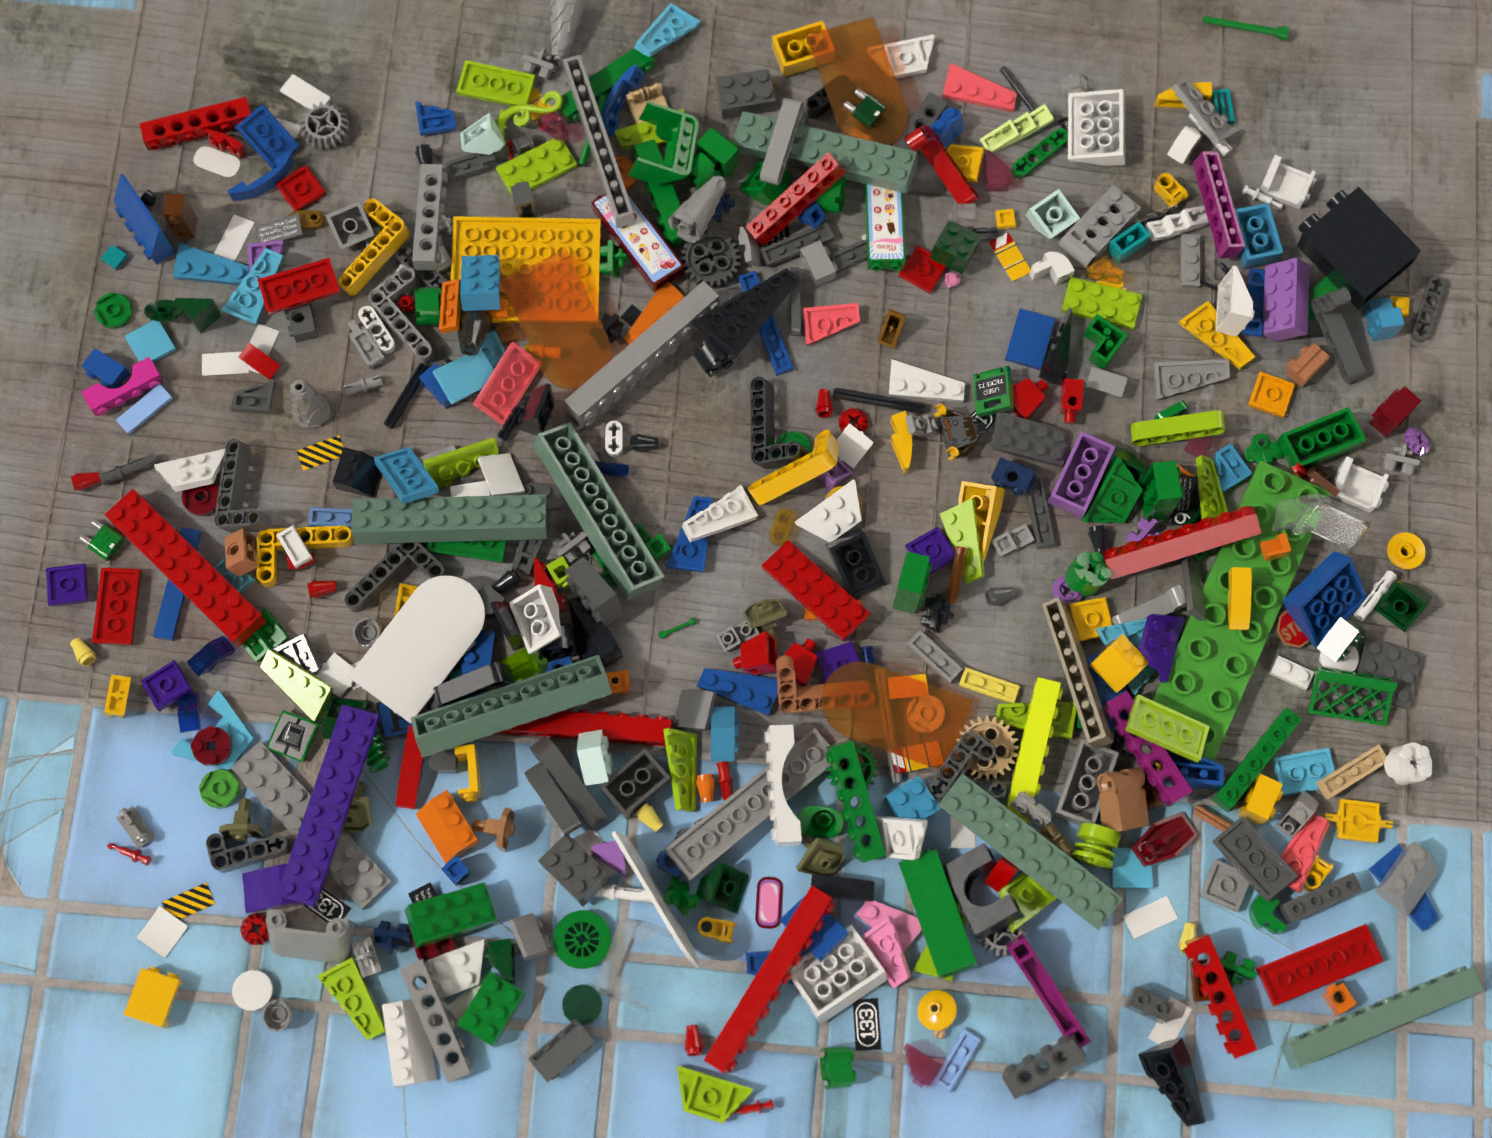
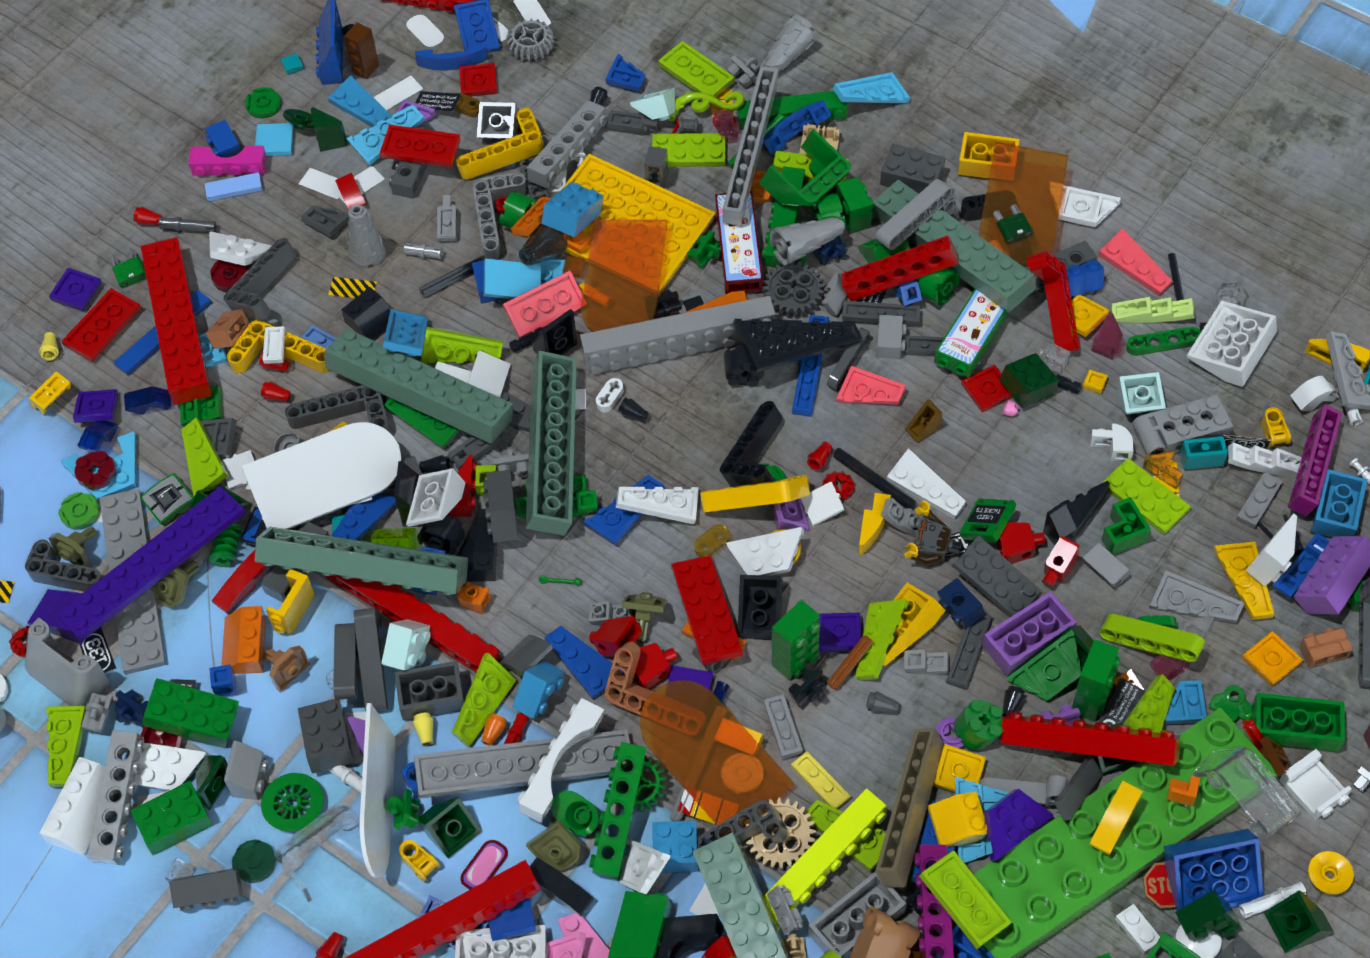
camera: 35 degrees right, 15 degrees down
(224, 141) = (440, 18): red slope -> none
(376, 322) = (461, 207): white beam -> none
(473, 683) = (345, 525): beam -> none
(612, 468) = (589, 417): clear blue axle -> none
(1003, 788) = (767, 874): light grey bush -> none
(1010, 256) = (1079, 415): yellow sticker -> none
(1030, 339) = (1052, 490): blue tile -> none

